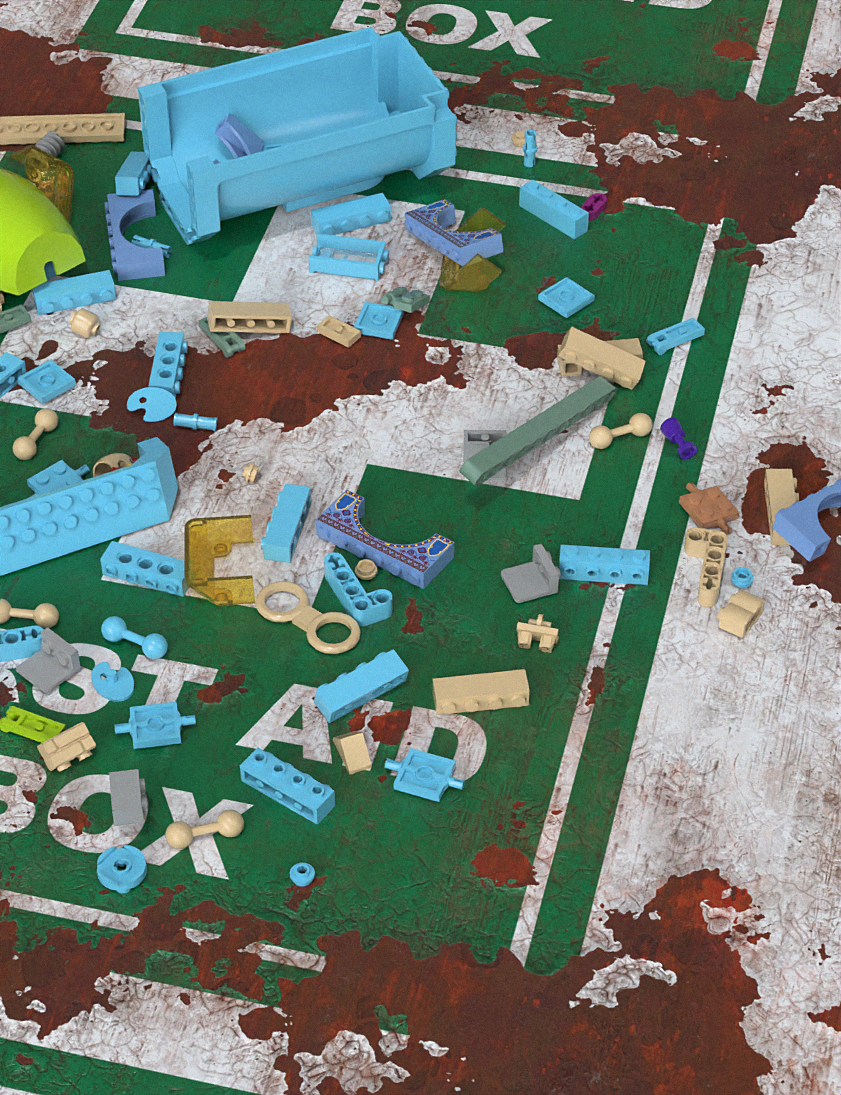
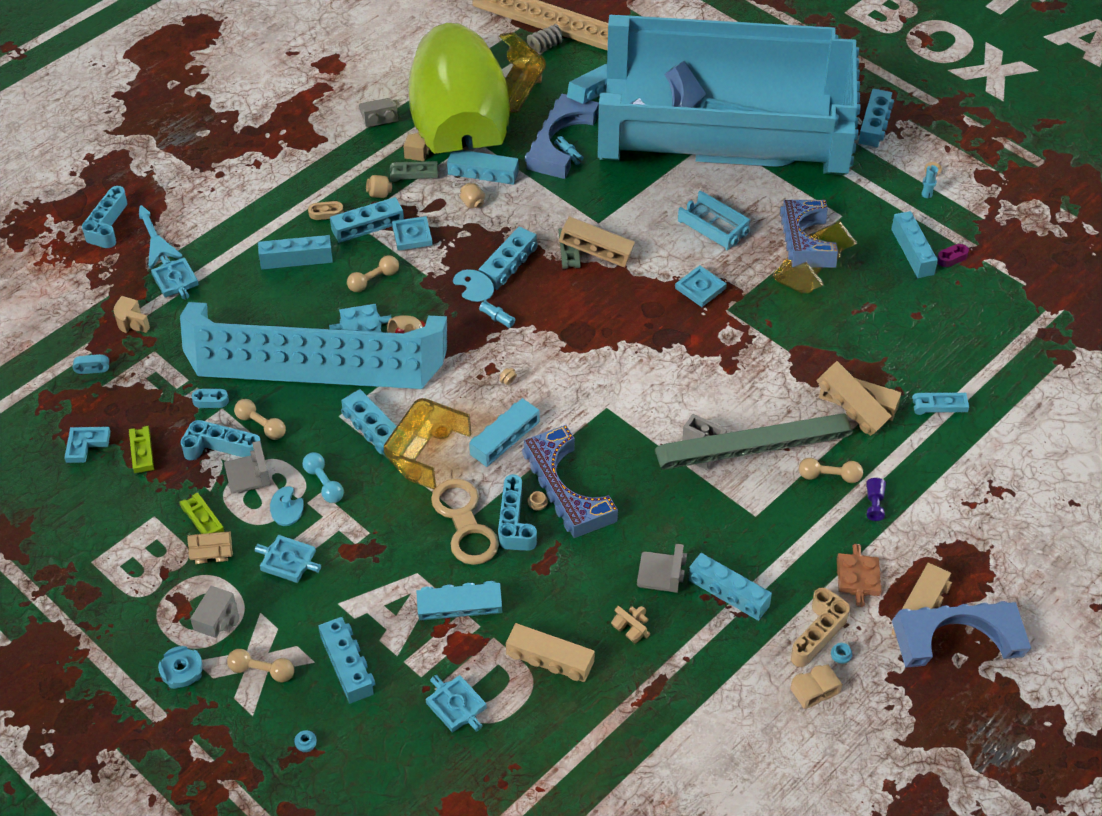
camera: 30 degrees right, 5 degrees up
(338, 331) = (662, 282): tan plate -> none
(351, 215) = (742, 184): medium azure brick -> none
(353, 751) = (416, 654): tan slope -> none
(406, 301) = (733, 277): sand green plate -> none
(566, 297) = (870, 328): medium azure plate -> none

